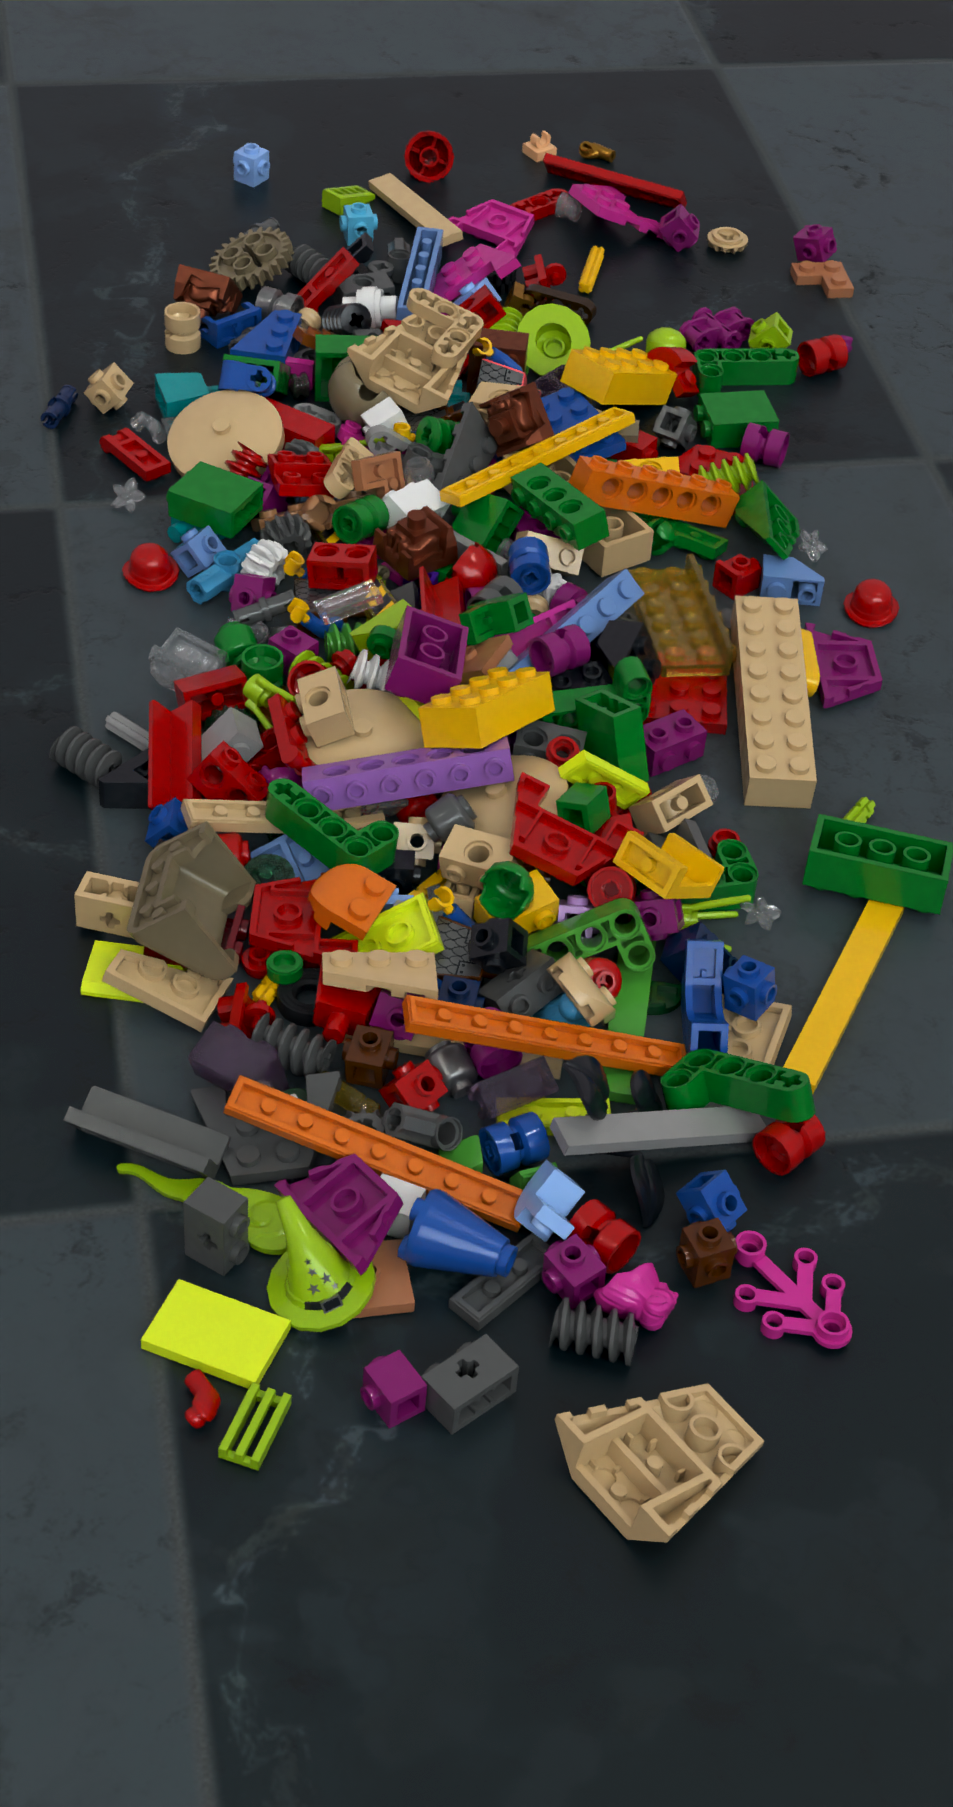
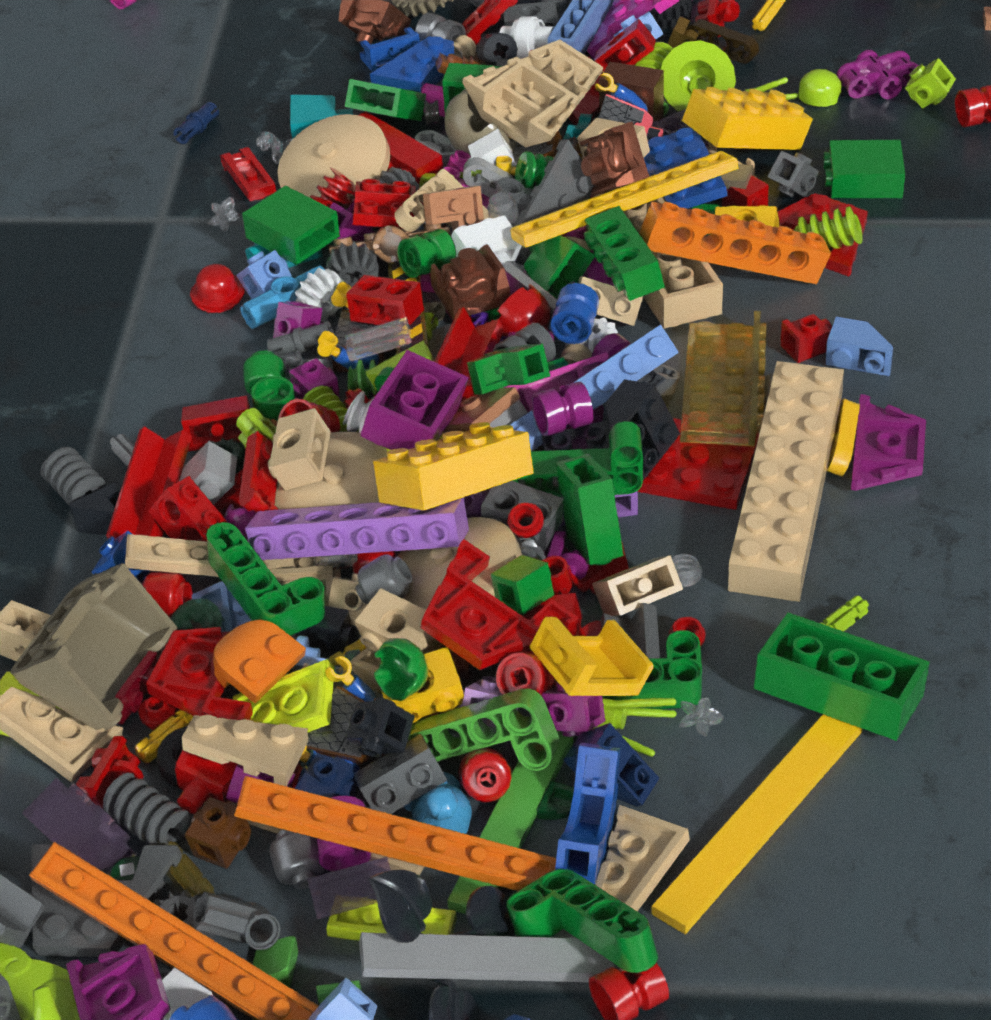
camera: 20 degrees right, 0 degrees up
(108, 388) = (241, 111): tan brick -> none
(182, 327) = (338, 50): tan wheel -> none
(183, 657) = (208, 383): clear slope -> none
(243, 376) = (365, 104): blue piece -> none
(284, 967) = (171, 722): green tile -> none
(415, 1086) = (235, 878): red brick -> none
(428, 306) = (557, 39): tan beam -> none
(519, 1141) = (344, 947): blue wheel -> none
(574, 979) = (449, 787): tan slope -> none
(592, 769) = (583, 560): neon yellow tile -> none
(673, 742) = (663, 515): magenta brick -> none
(677, 534) = (745, 286): green plate -> none
(679, 361) = (818, 106): red brick -> none
(744, 367) = (892, 115): green beam -> none
(749, 987) = (641, 804): blue brick -> none
(765, 445) = (884, 198): magenta wheel -> none
(768, 519) = (858, 280): green wedge -> none
(812, 545) = (900, 308): clear plant -> none
(871, 604) = (943, 379): red hat -> none

